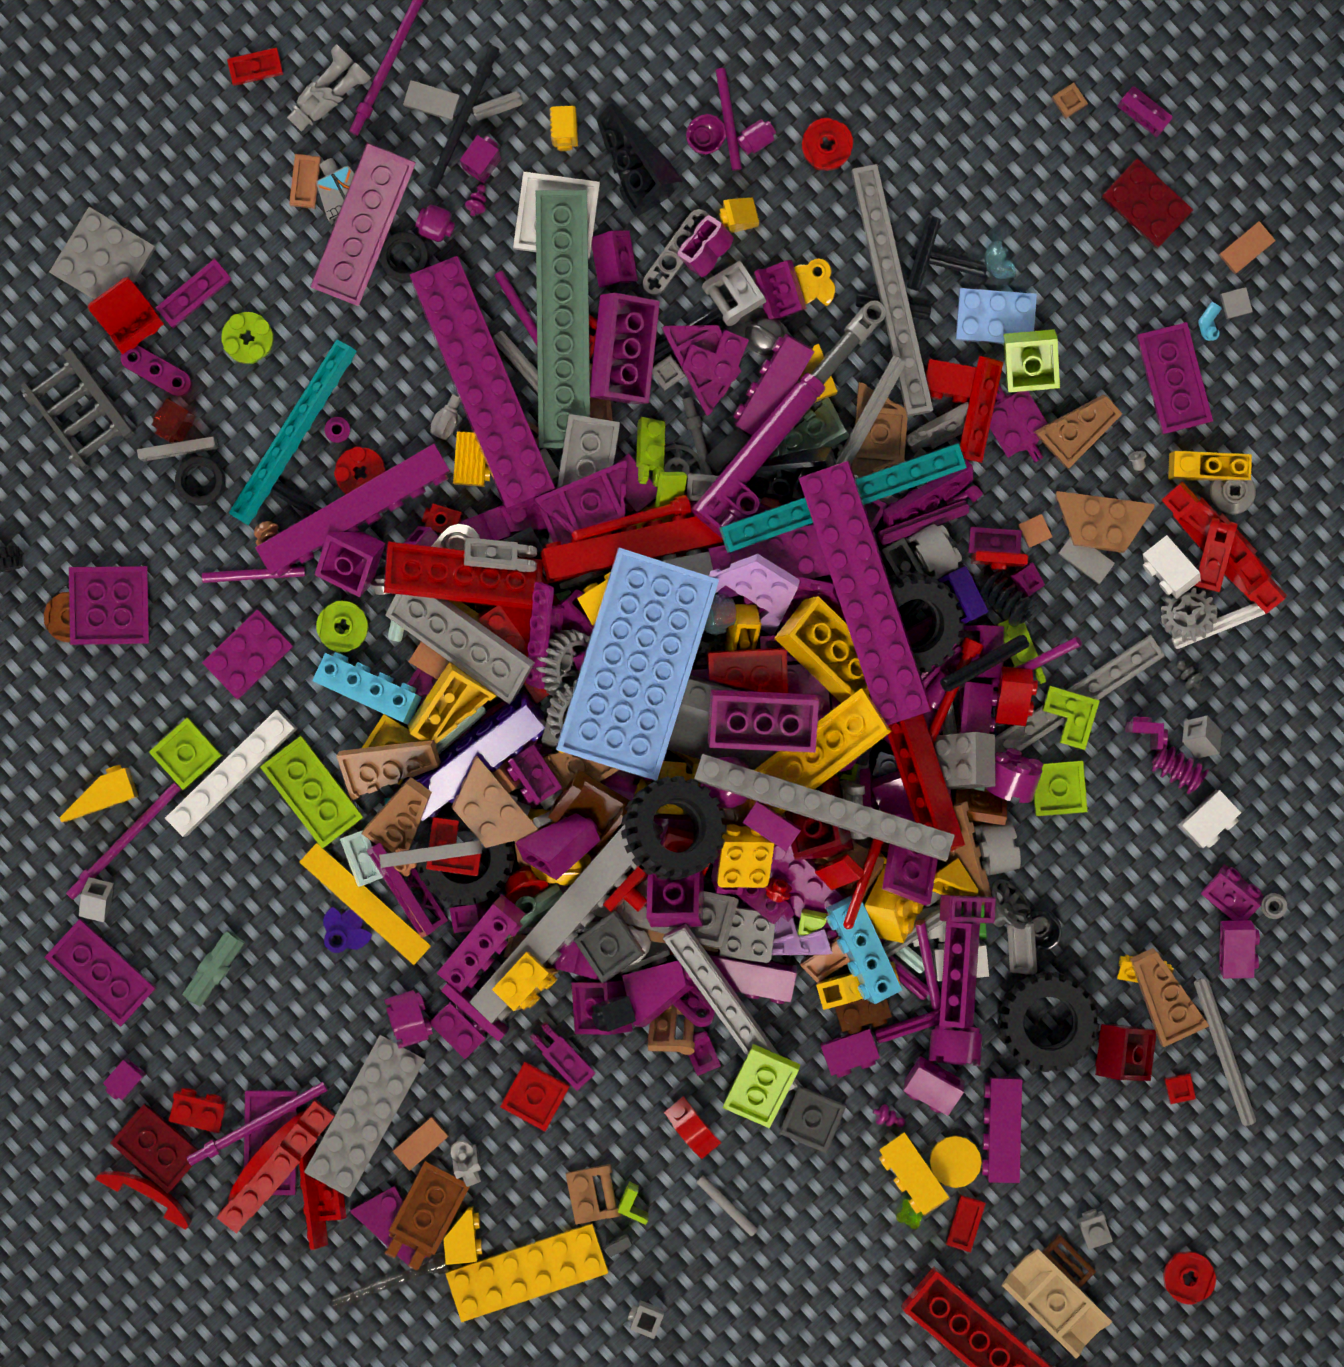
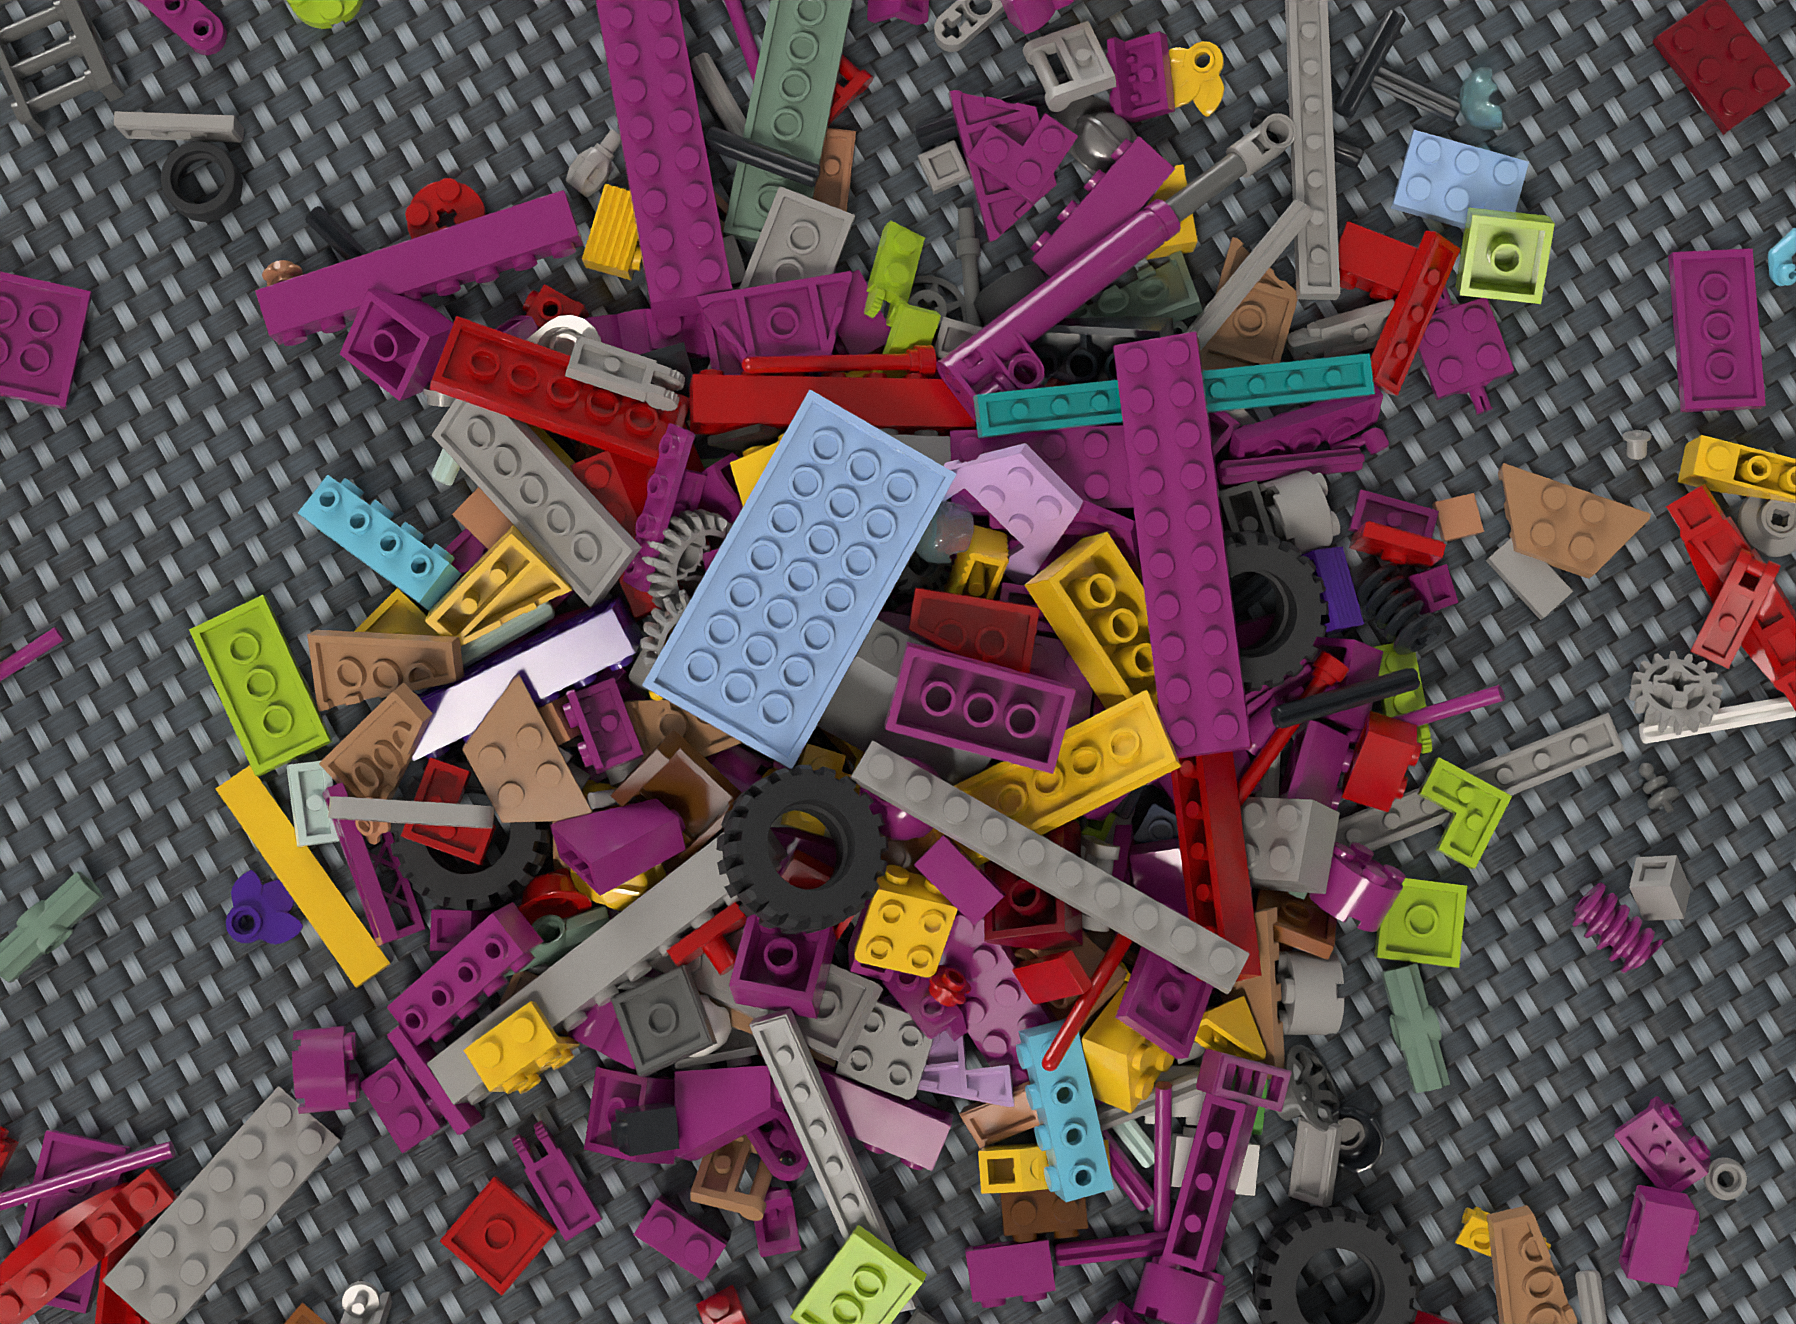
camera: 15 degrees right, 5 degrees down
(172, 421) = (178, 80): clear red brick -> none
(185, 753) = (81, 586): lime plate -> none
(231, 773) = (142, 630): white brick -> none
(247, 654) = (213, 457): magenta plate -> none
(249, 575) = (246, 338): magenta bar -> none
(292, 432) = (350, 145): teal plate -> none
(334, 614) = (356, 423): lime plate -> none
(337, 438) = (434, 157): magenta plate -> none
(420, 1143) = (303, 1272): nougat tile -> none
(553, 395) = (762, 156): none -> black axle
(624, 348) = (885, 111): magenta brick -> none
(646, 1074) = (681, 1237): none -> magenta brick
(811, 921) = (990, 1048): lime tile -> none
(1068, 854) = (1415, 1028): none -> sand green piece
(1078, 430) = (1555, 376): medium nougat wing -> none
(1144, 725) = (1591, 860): magenta bracket -> none
(1170, 567) = (1661, 614): white brick -> none
(1210, 819) = (1650, 1020): white brick -> none

